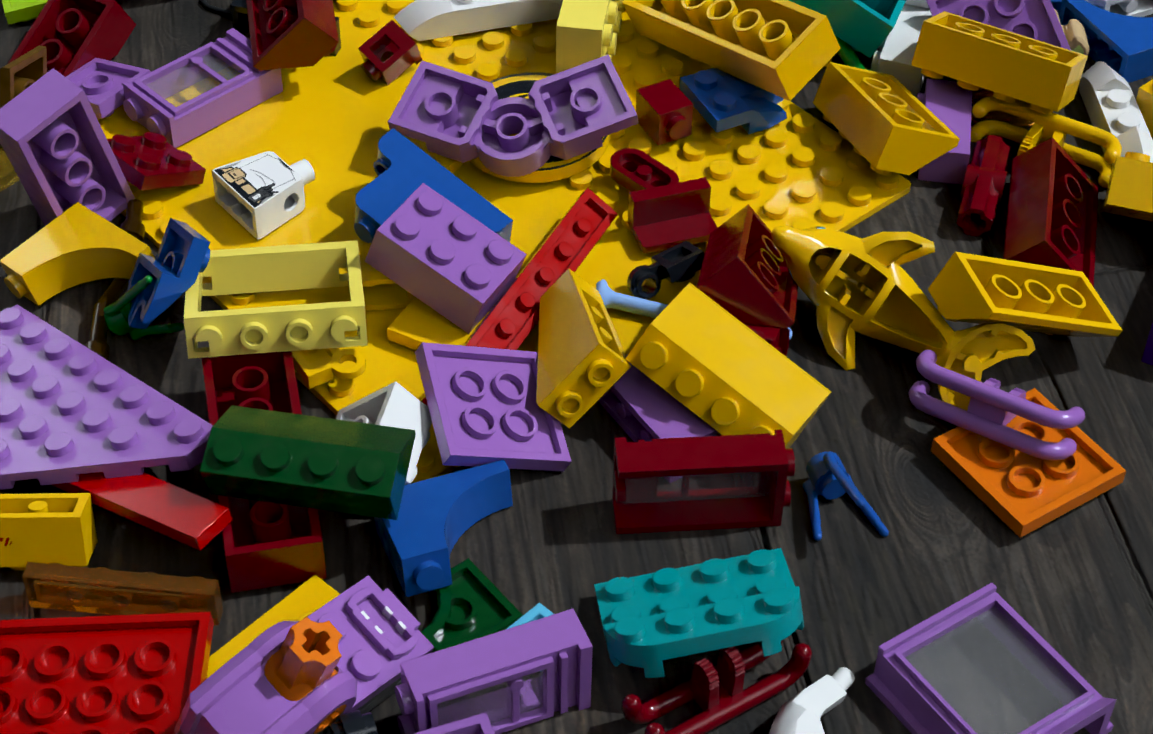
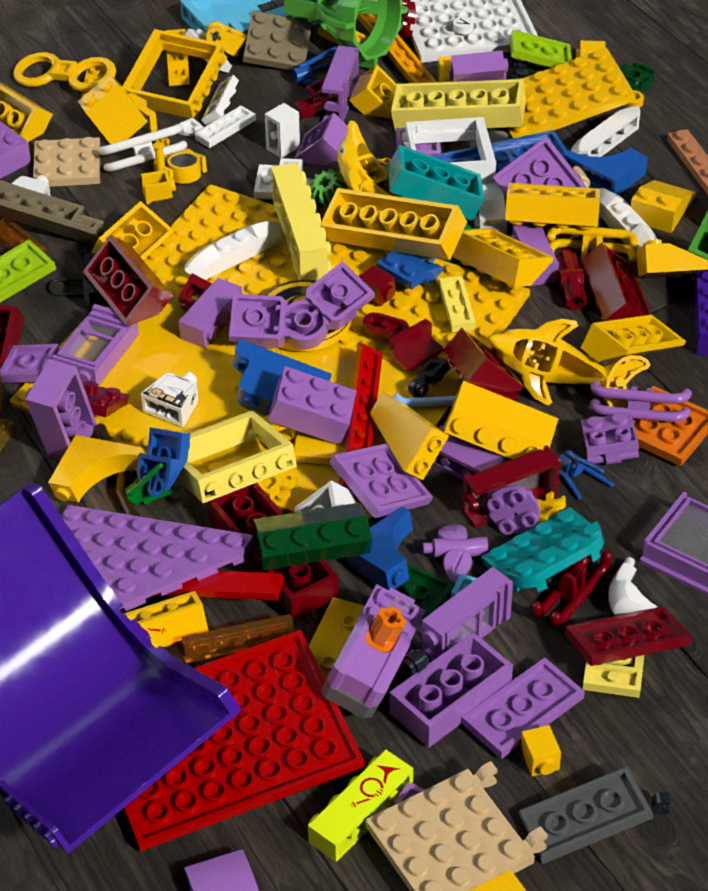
camera: 20 degrees left, 0 degrees up
(373, 93) = (209, 313): none -> medium lavender brick
(558, 559) = (456, 550): none -> medium lavender plant
(683, 521) = (504, 514): none -> medium lavender plate
(741, 538) = (550, 506): none -> yellow plate
(775, 171) = (457, 303): none -> light yellow plate
(913, 453) = (610, 438): none -> medium lavender plate

